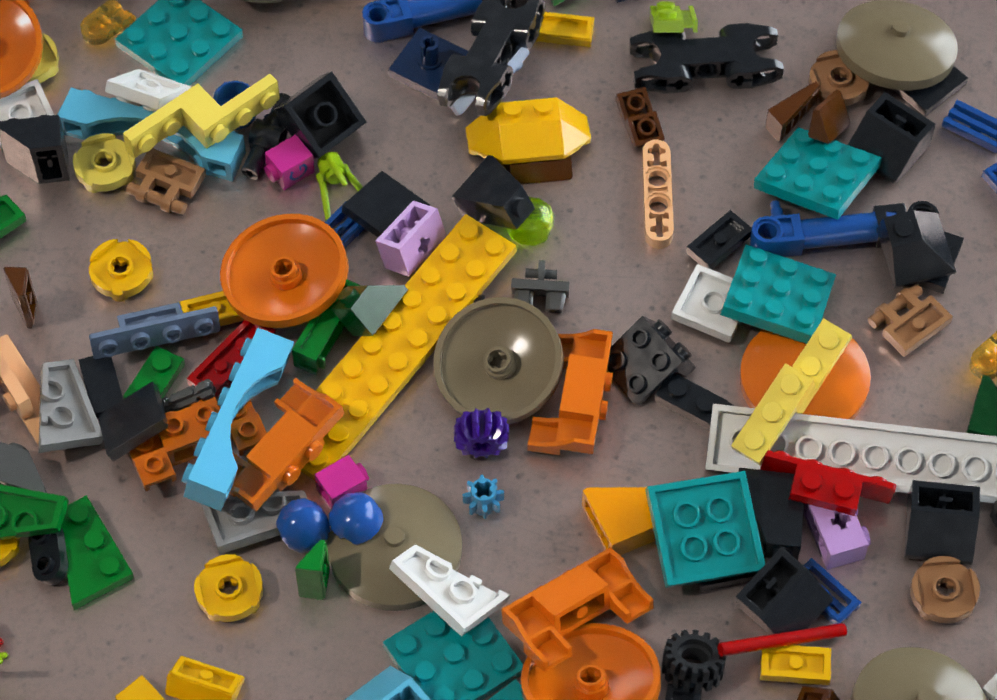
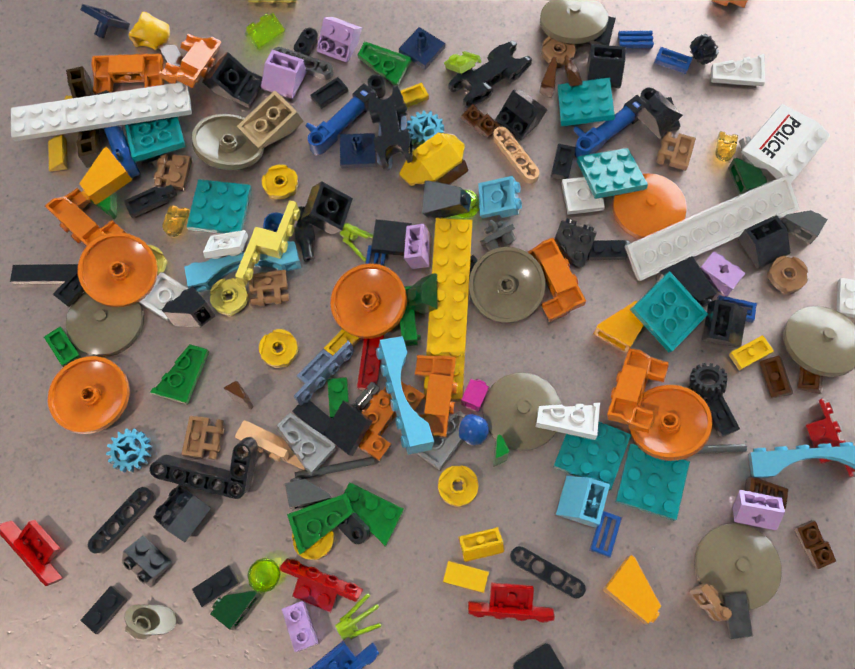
camera: 30 degrees left, 10 degrees up
(85, 469) = (337, 467): none -> dark grey bar
(289, 162) = (325, 241): dark pink brick -> none
(291, 62) = (284, 190): none -> yellow plate
(355, 517) = (498, 410): blue hair -> none
(481, 433) = (525, 327): dark purple gear -> none
(483, 496) = (552, 357): dark azure gear -> none
(548, 80) = (424, 126): none -> medium azure gear
(583, 238) = (499, 197): none -> medium azure plate
(708, 138) = (520, 114): none -> black slope
(782, 639) = (740, 345): red bar -> none
(791, 391) = (660, 218): light yellow bracket -> none
(828, 486) = (706, 256): red bracket -> none

